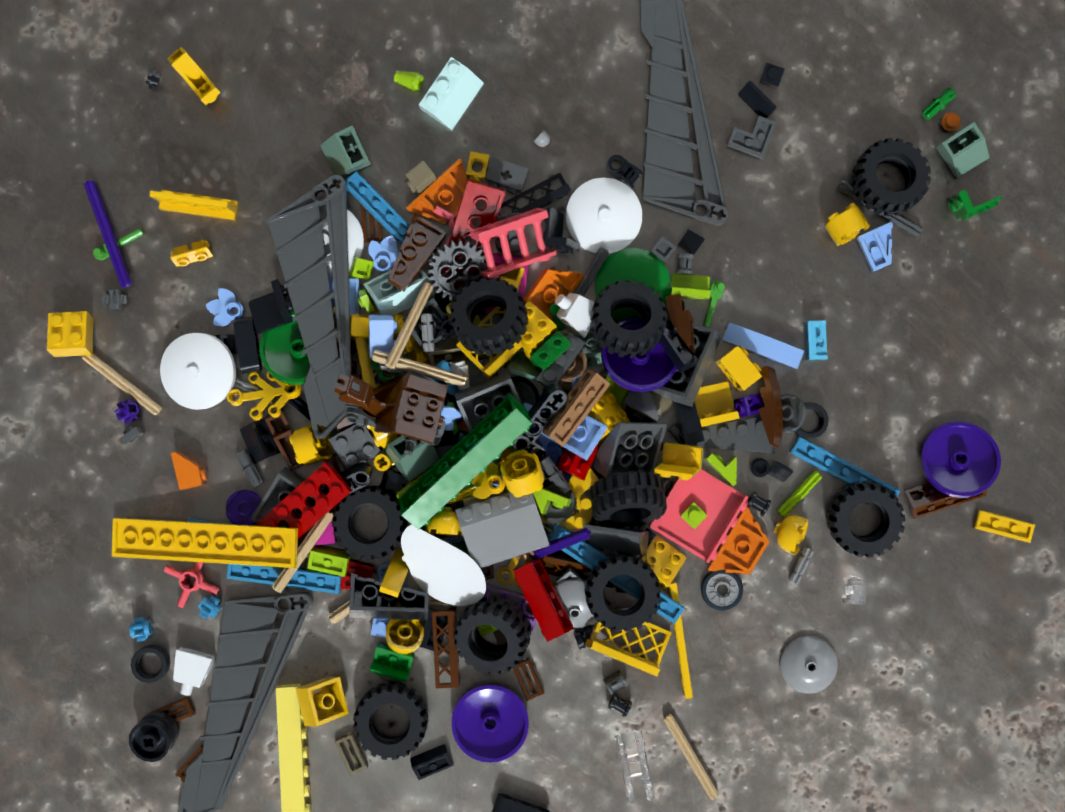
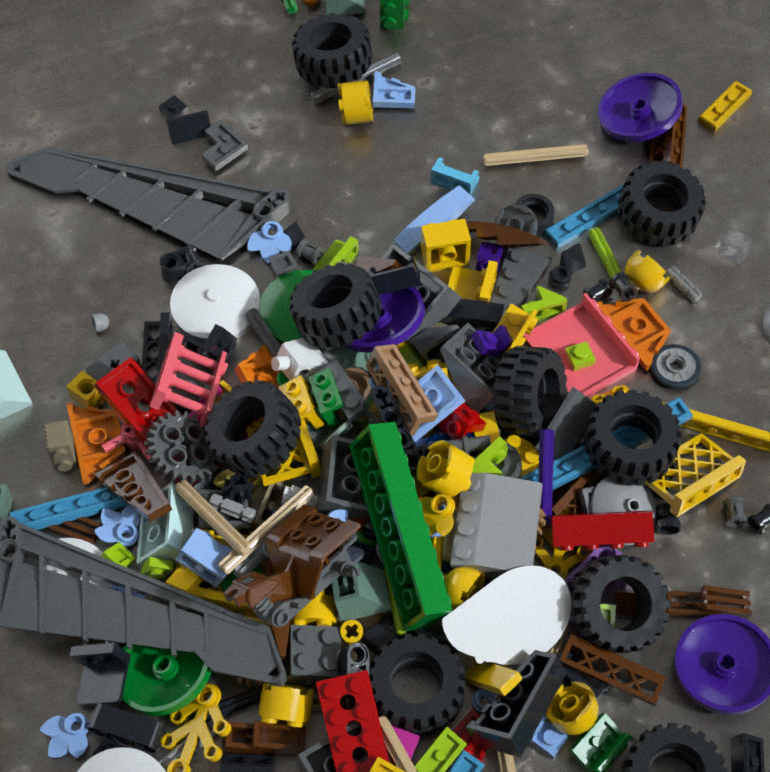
camera: 65 degrees left, 30 degrees down
(546, 716) = (741, 595): none -> reddish brown tile
(658, 451) = (492, 343): none -> dark purple bracket
(676, 228) = (267, 244): none -> light blue plate
(717, 288) = (370, 251): bright green piece -> none
(769, 523) = (621, 283): none -> black bush
(872, 394) = (533, 155): none -> tan axle

